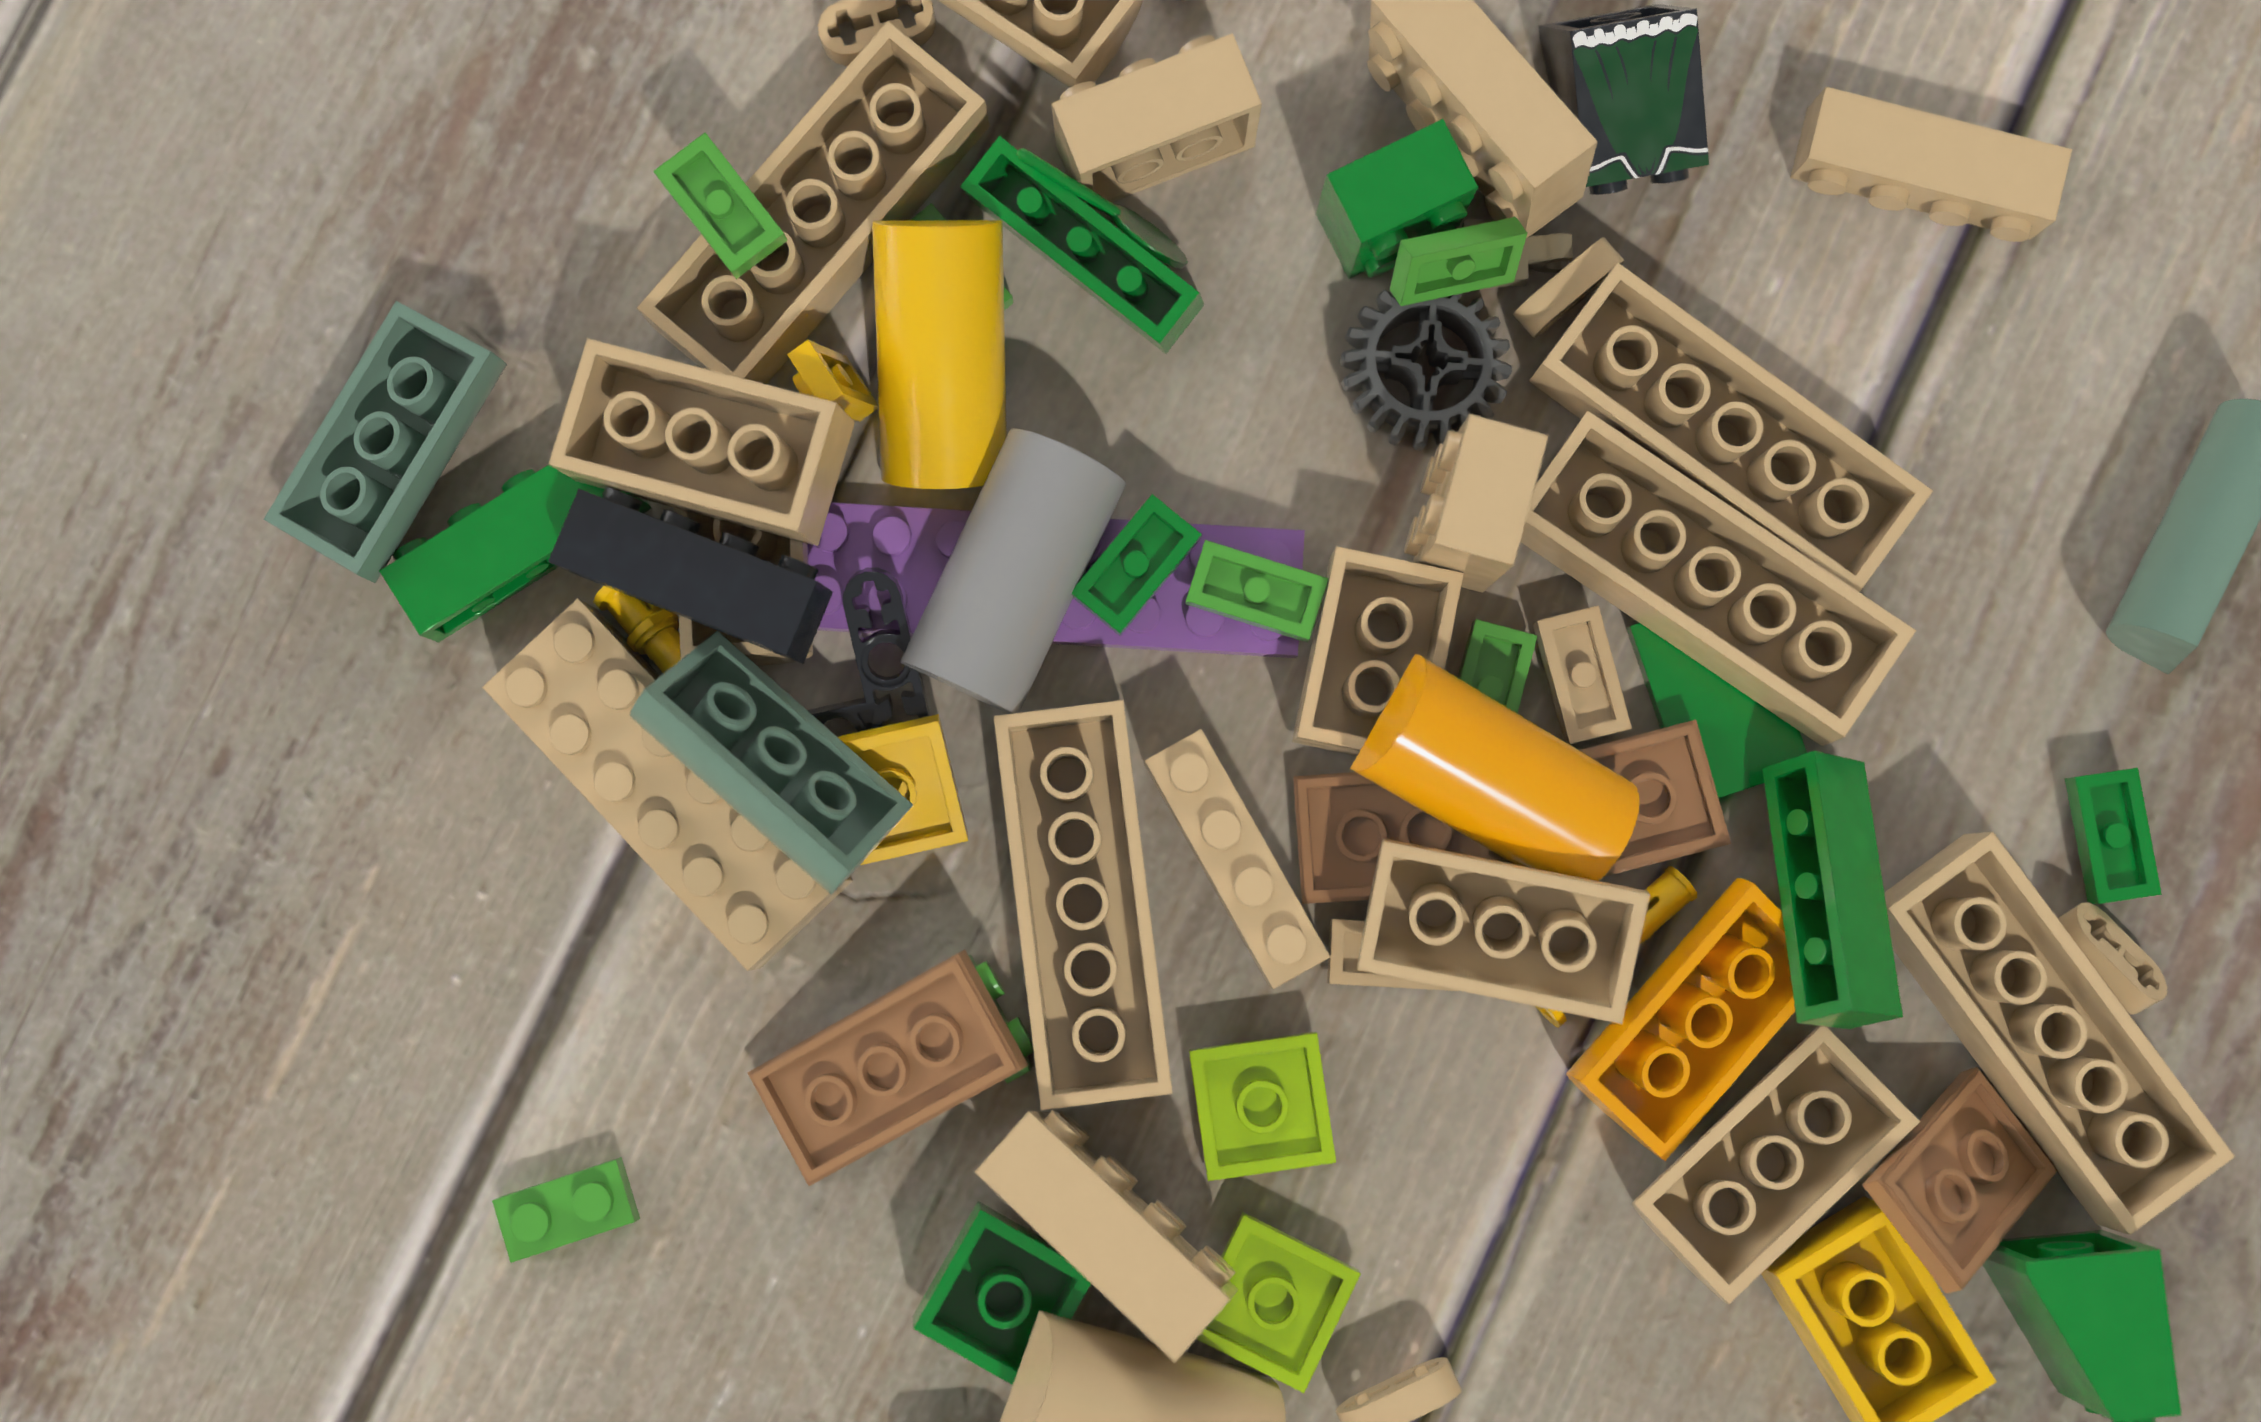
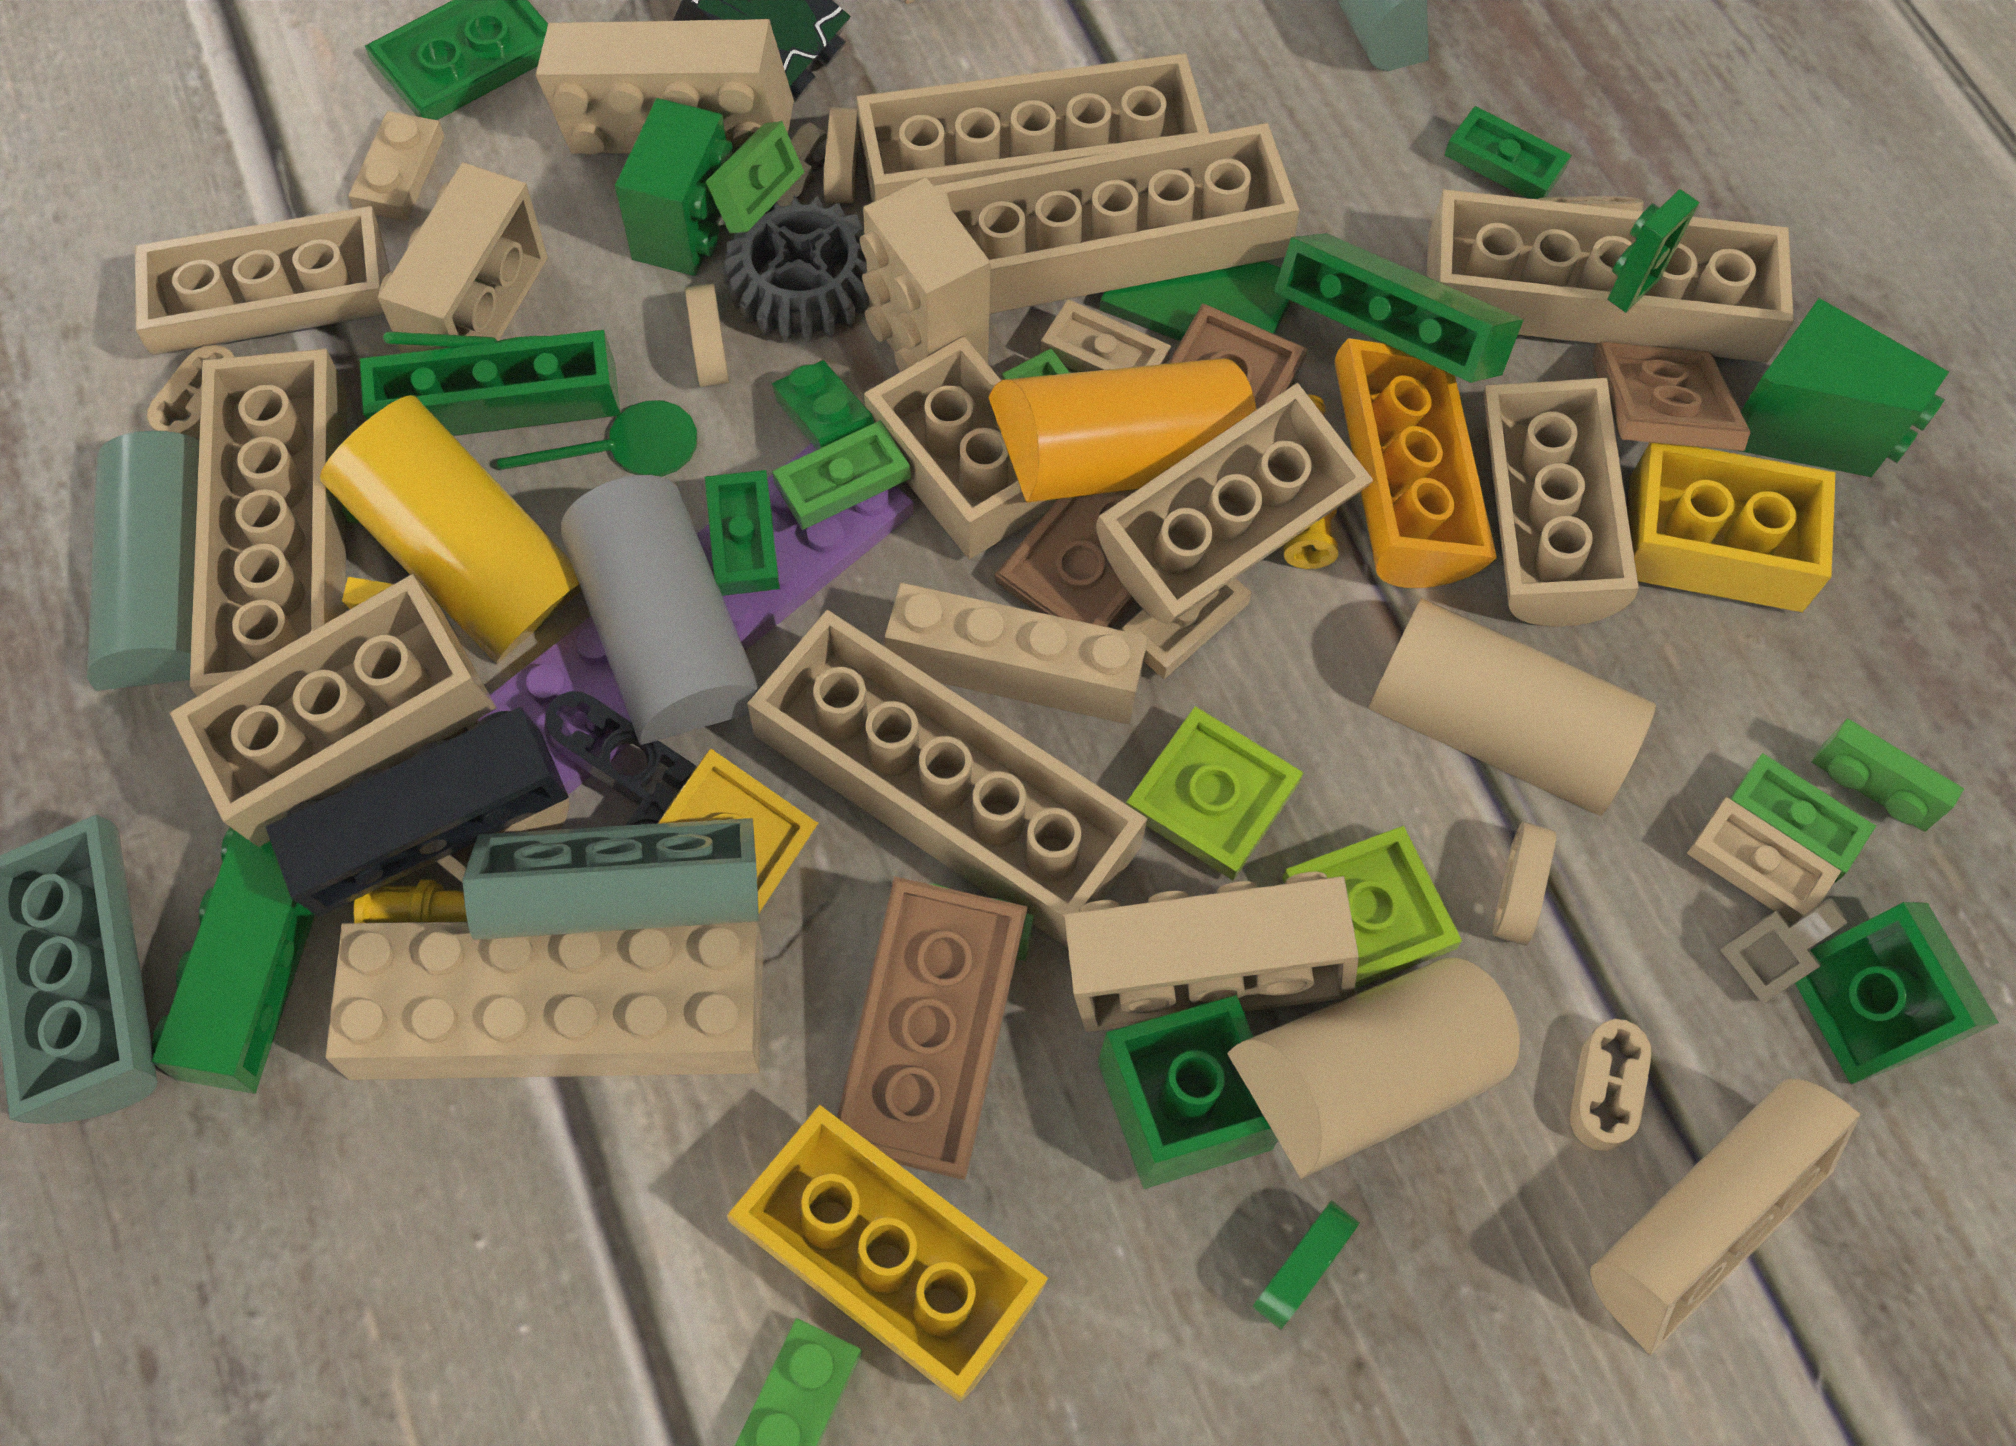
camera: 50 degrees left, 20 degrees down
(700, 1190) = (889, 1253): none -> yellow brick
(720, 205) = (189, 558): bright green plate -> none
(744, 108) = (143, 560): none -> sand green brick
(1167, 395) = (644, 440): none -> green piece
(1293, 352) = (706, 335): none -> tan beam
(1312, 510) = (821, 404): none -> green plate
(1551, 1272) = (1513, 707): none -> tan brick
(2065, 1077) = (1646, 259): none -> green plate

